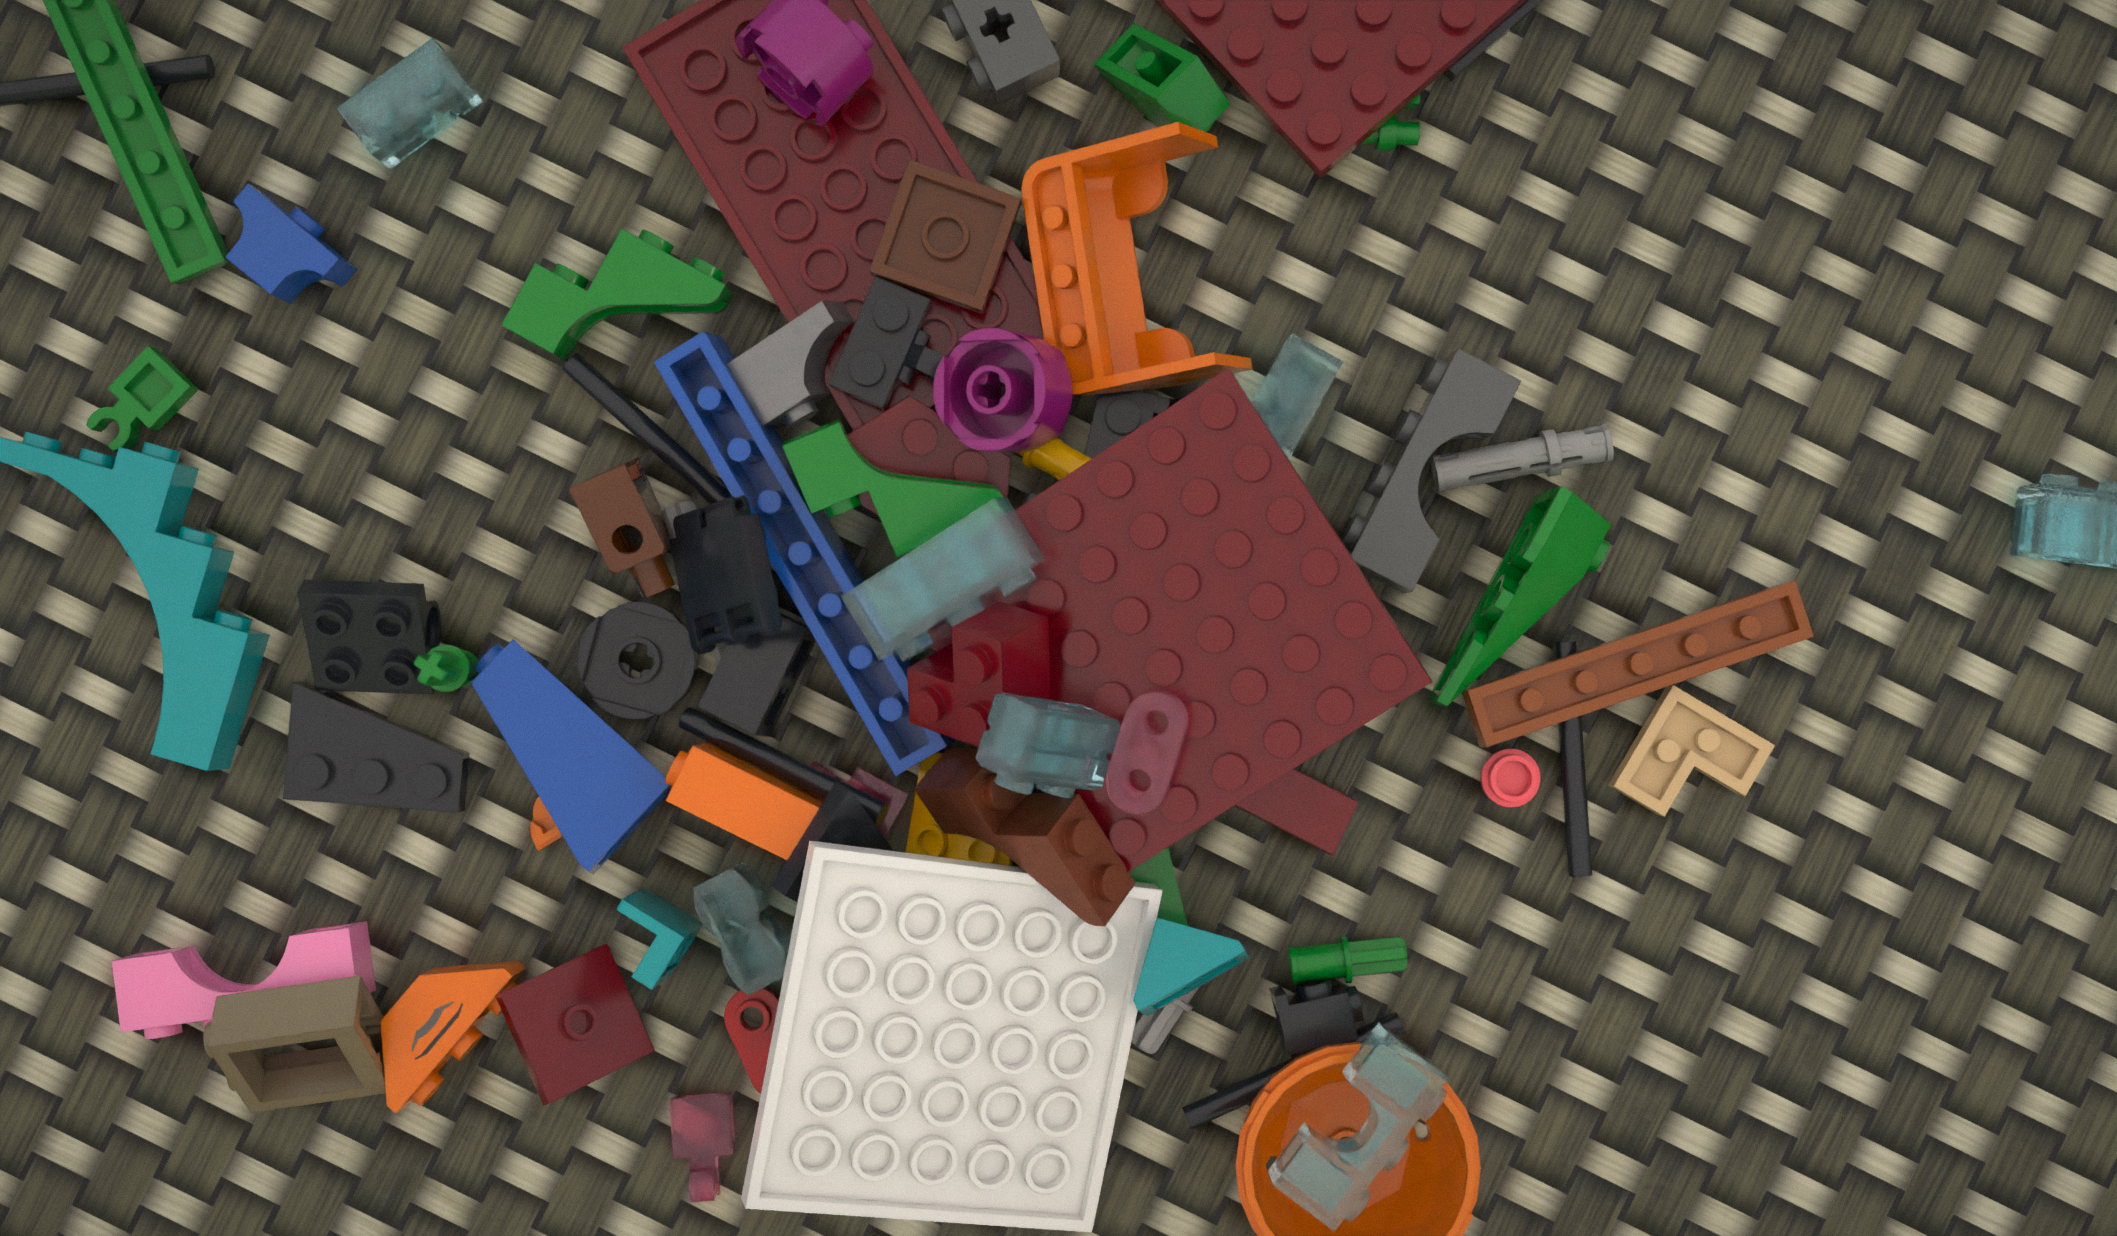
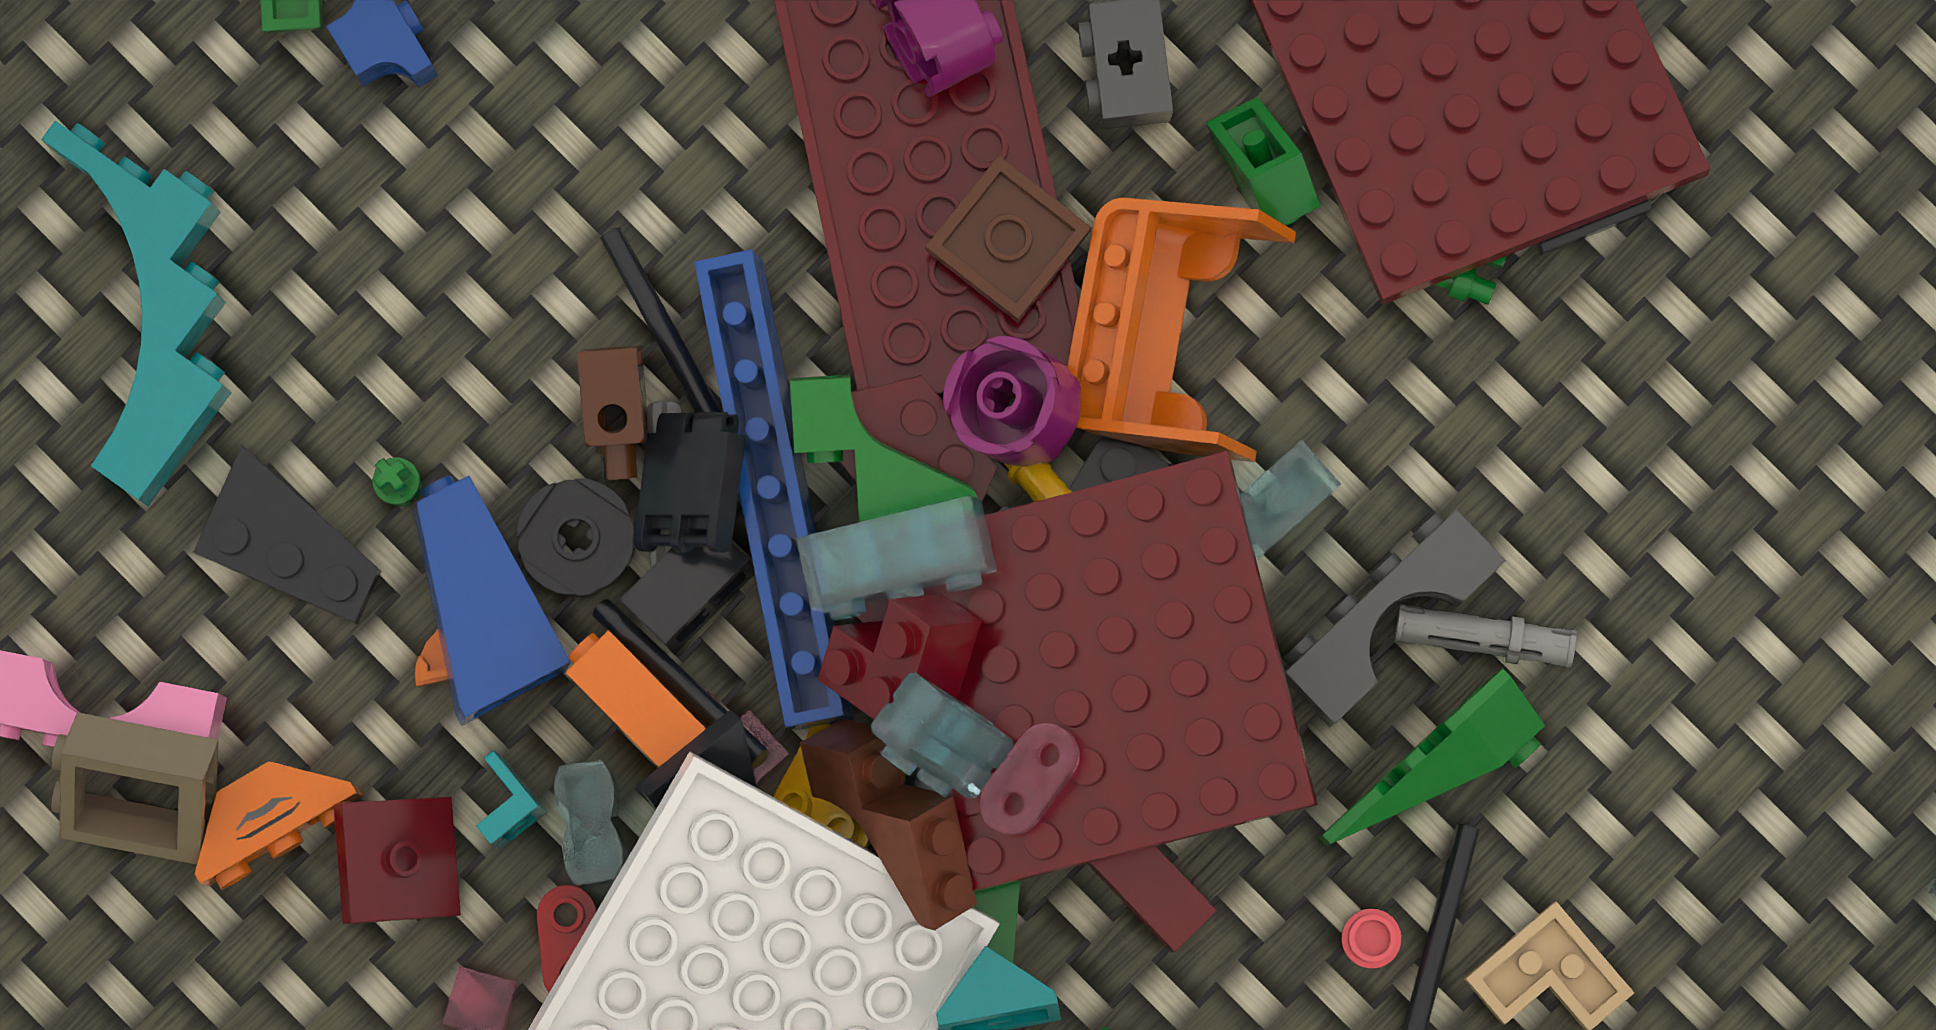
camera: 15 degrees right, 5 degrees down
(148, 393) = (202, 125): green plate -> none
(368, 634) = (332, 426): black plate -> none
(632, 280) = (700, 178): green arch -> none
(787, 369) = (814, 312): flat silver arch -> none
(885, 345) = (916, 321): black hinge -> none
(1637, 664) = (1528, 868): dark orange plate -> none

